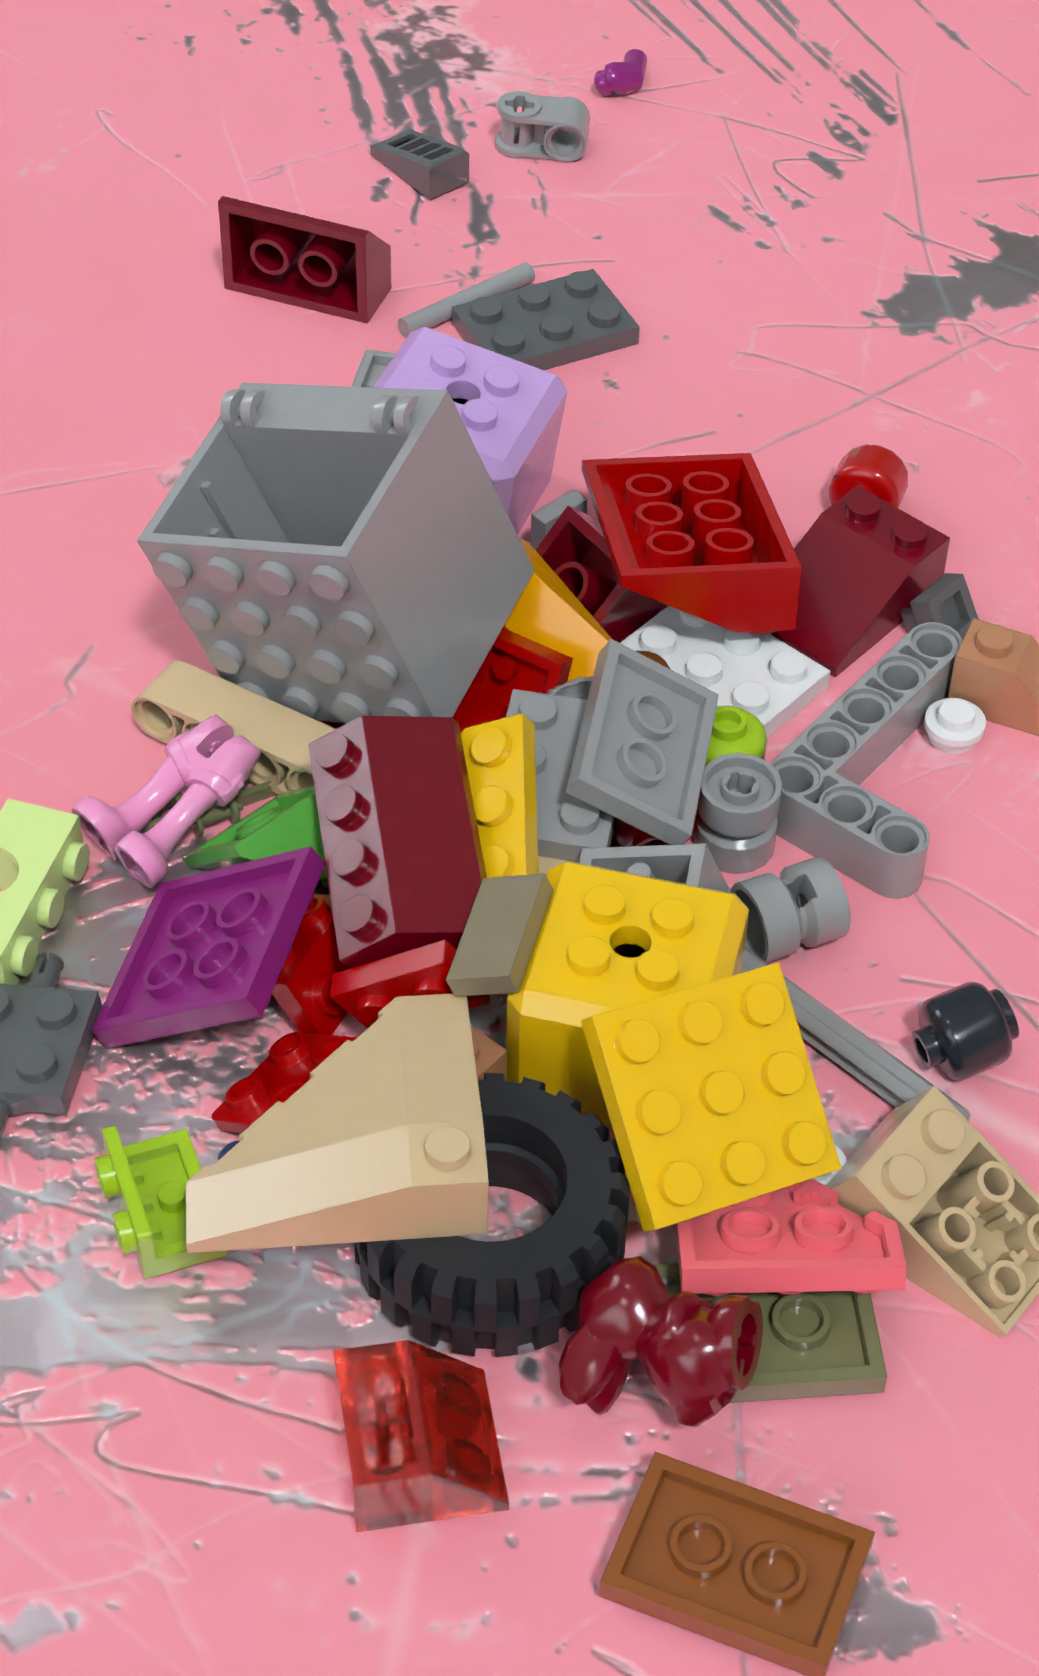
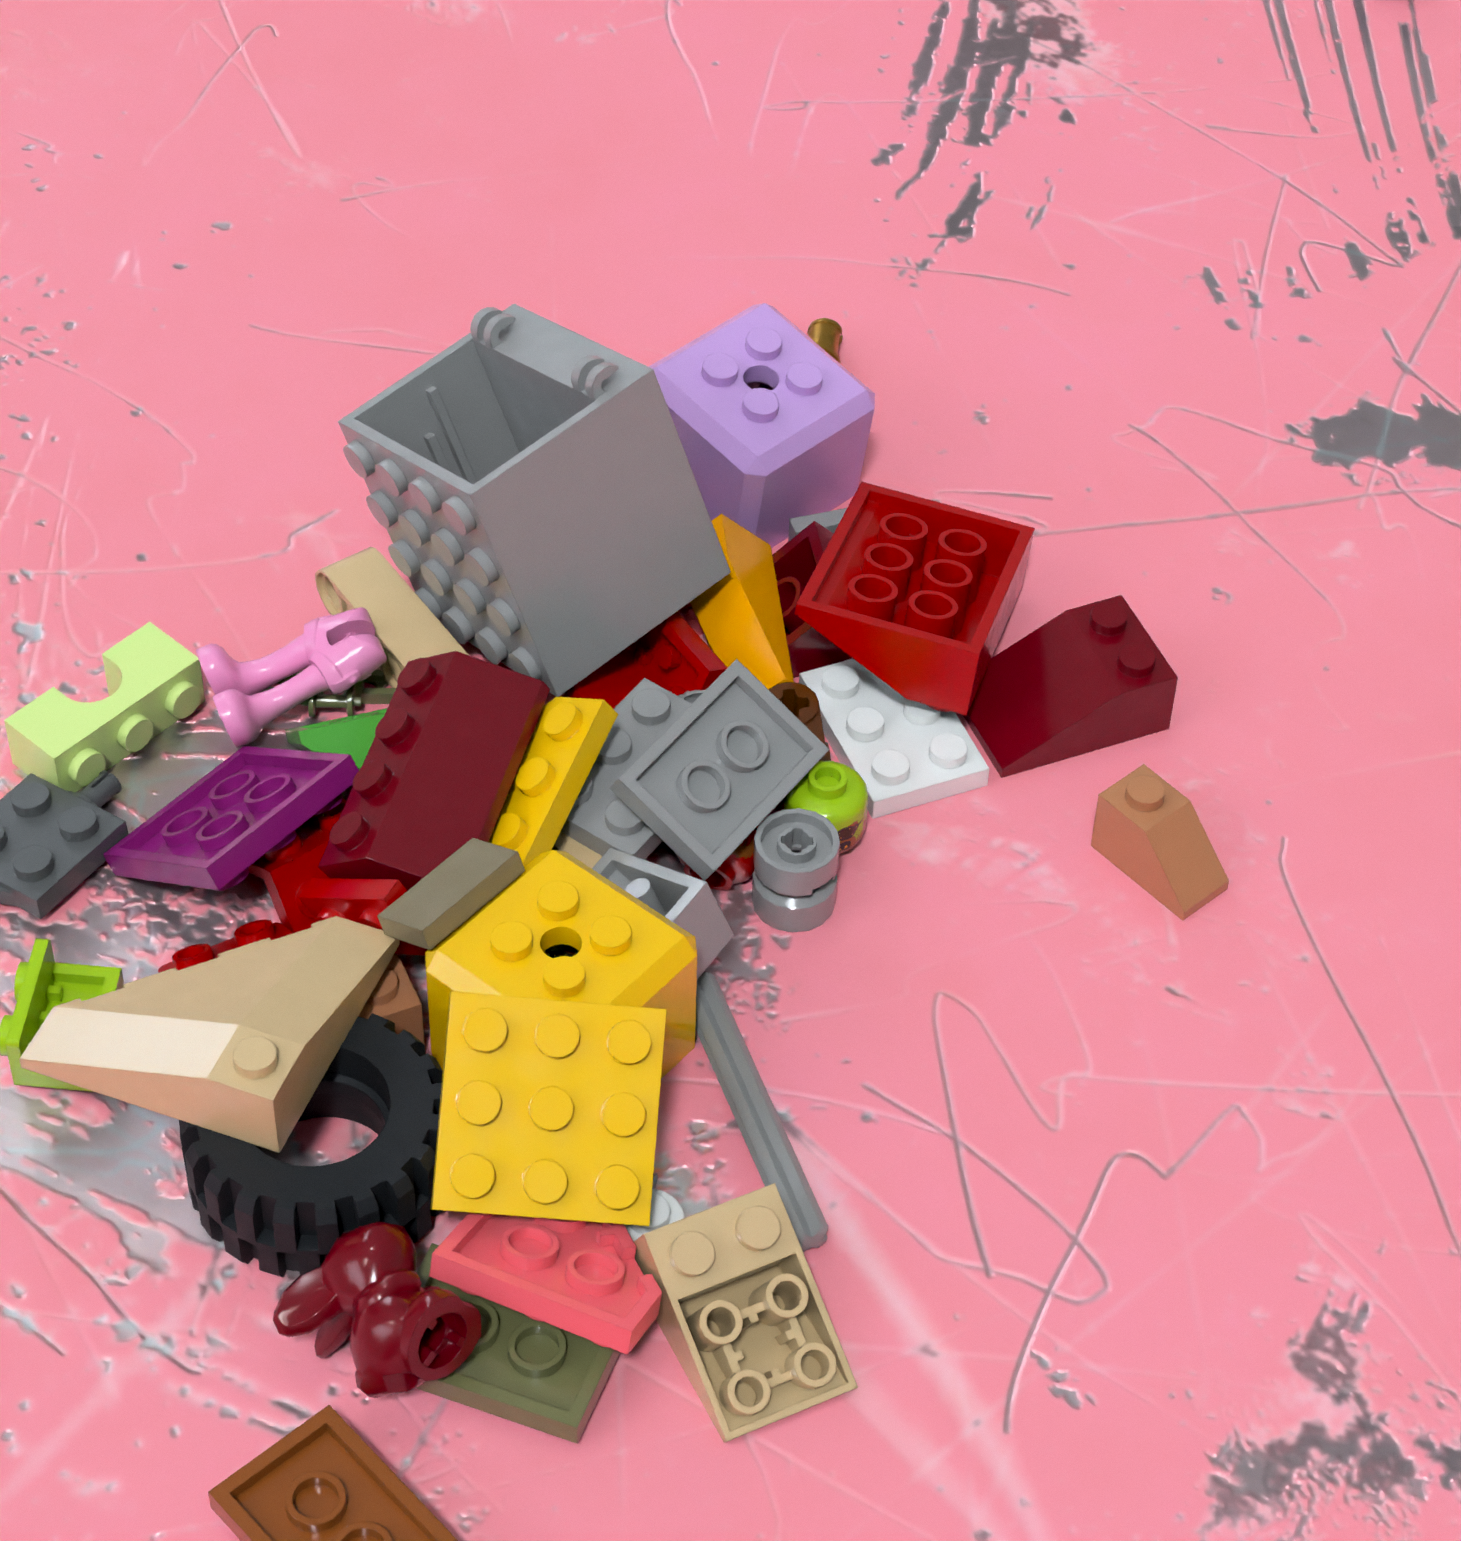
camera: 25 degrees right, 0 degrees up
(303, 260) = (748, 205): dark red slope -> none
(416, 1436) = (134, 1304): clear red slope -> none
(424, 162) = (942, 139): dark grey slope -> none
(442, 310) = (891, 290): light grey bar -> none
(542, 126) = (1081, 138): light grey piece -> none
(549, 321) = (951, 339): dark grey plate -> none
(623, 76) = (1202, 108): magenta arm -> none
(797, 907) = (783, 978): light grey wheel -> none
(823, 767) = (902, 862): light grey beam -> none
(872, 469) = (1159, 595): red head -> none
(942, 602) = (1137, 743): dark grey tile -> none
(954, 725) = (1079, 863): white plate -> none
(965, 1030) = (871, 1152): black head -> none

